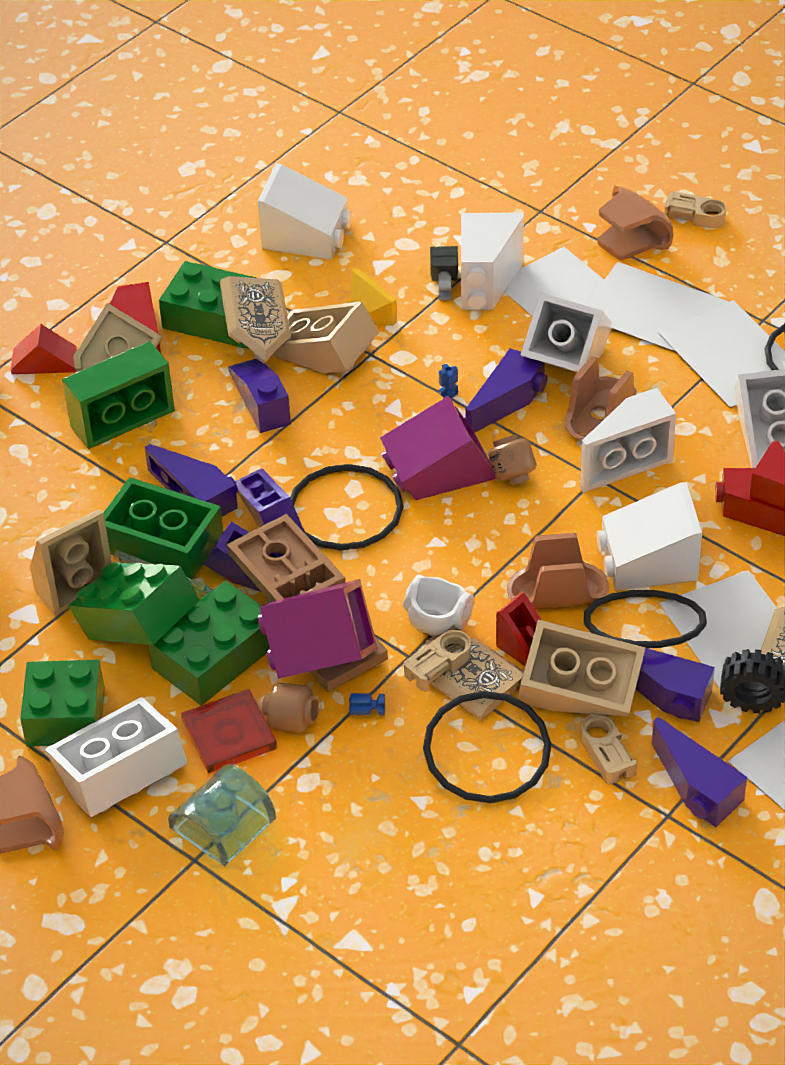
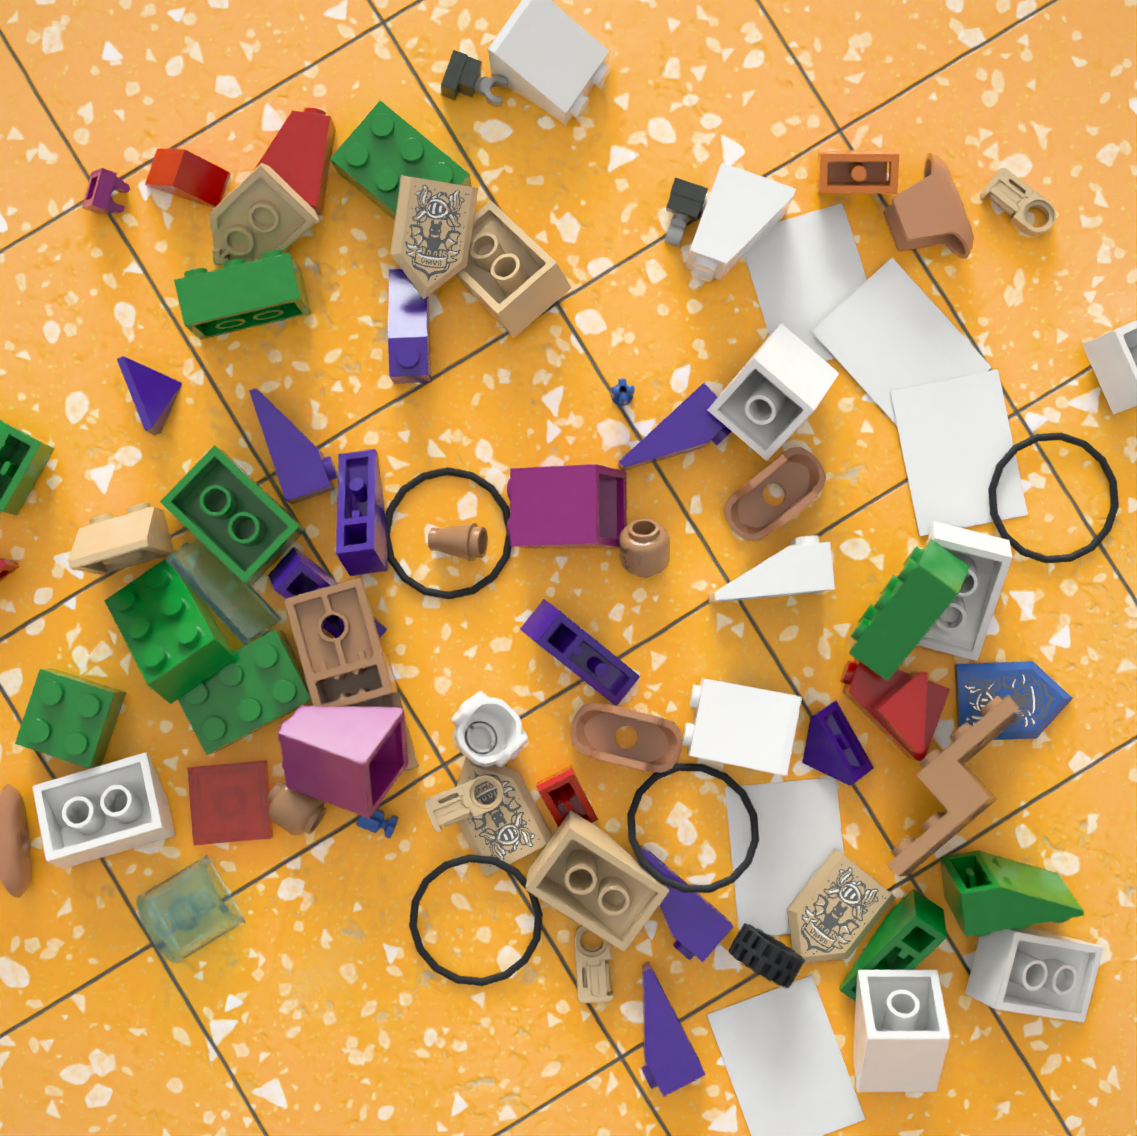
camera: 15 degrees right, 40 degrees up
(55, 482) = (151, 393): none -> dark purple slope
(242, 247) = (464, 78): none -> pearl dark grey piece
(357, 500) = (462, 541): none -> medium nougat cone
(377, 301) = (576, 228): yellow slope -> none
(483, 536) = (579, 652): none -> dark purple slope
(565, 214) = (857, 172): none -> orange brick
(732, 547) = (835, 747): none -> dark purple slope
(741, 413) = (907, 608): none -> green brick

